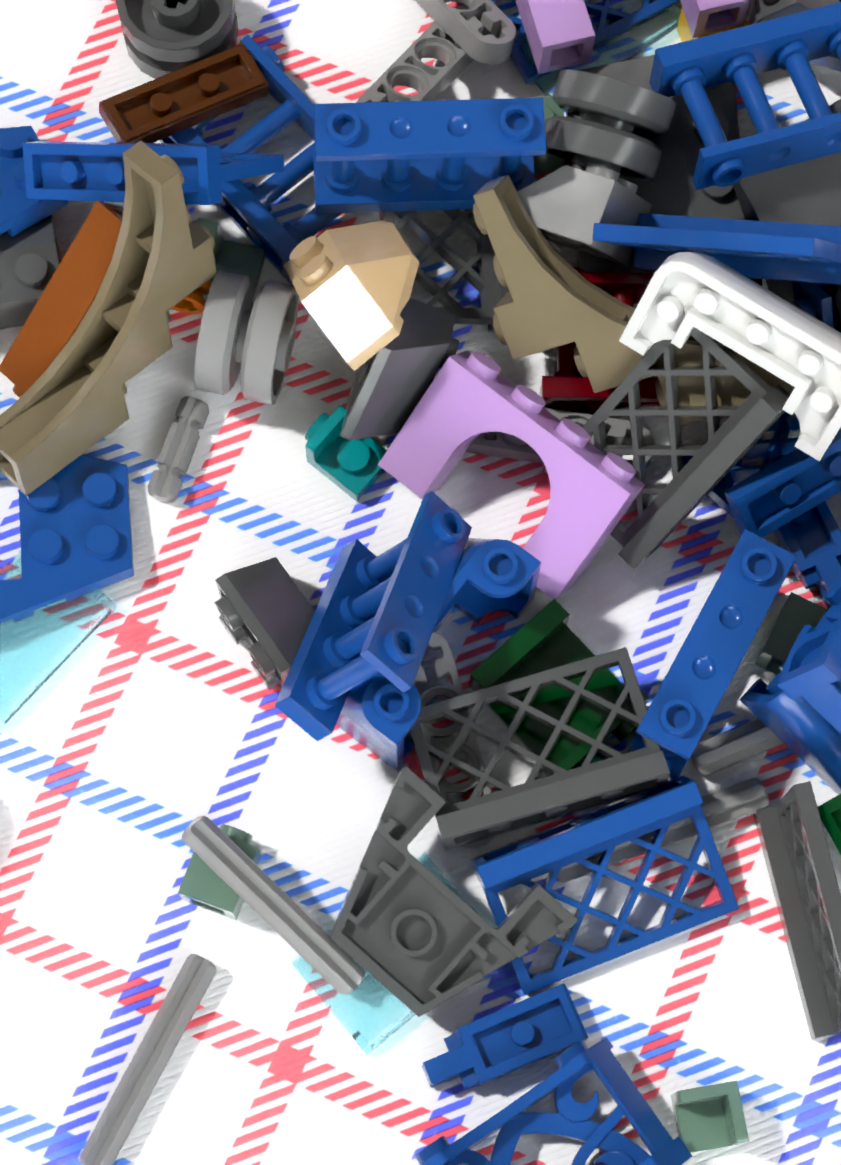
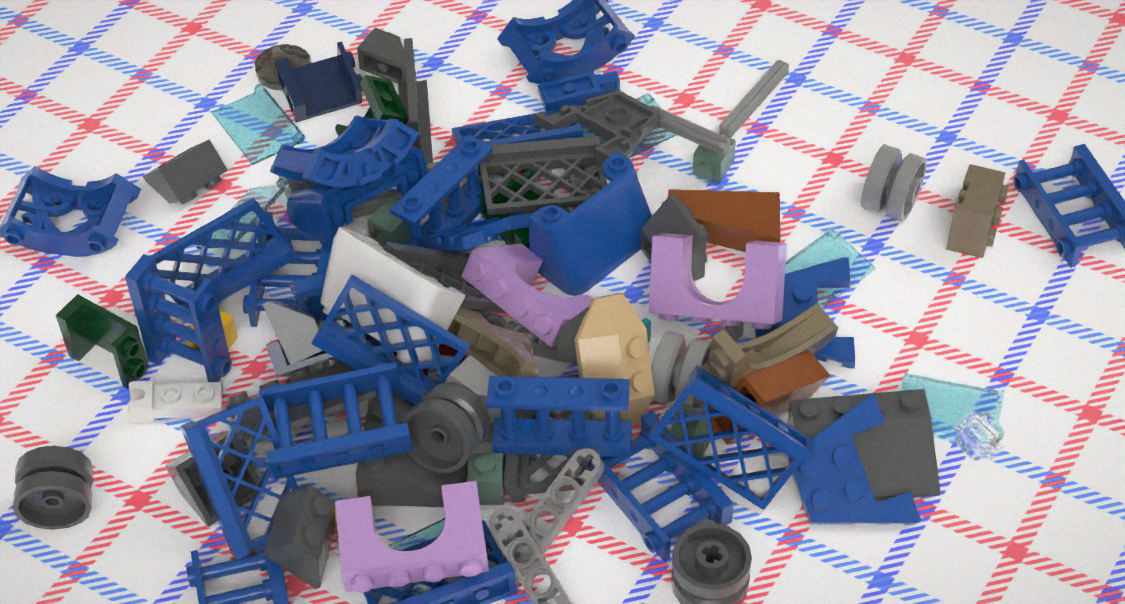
camera: 170 degrees left, 25 degrees down
(180, 718) = (734, 216): none -> dark orange slope
(184, 97) = (710, 502): reddish brown tile -> none
(257, 506) = (676, 294): none -> lavender arch
(374, 617) = (643, 218): blue fence -> none
(649, 593) = (475, 233): none -> blue wing
(710, 1116) = (484, 59): sand green panel -> none

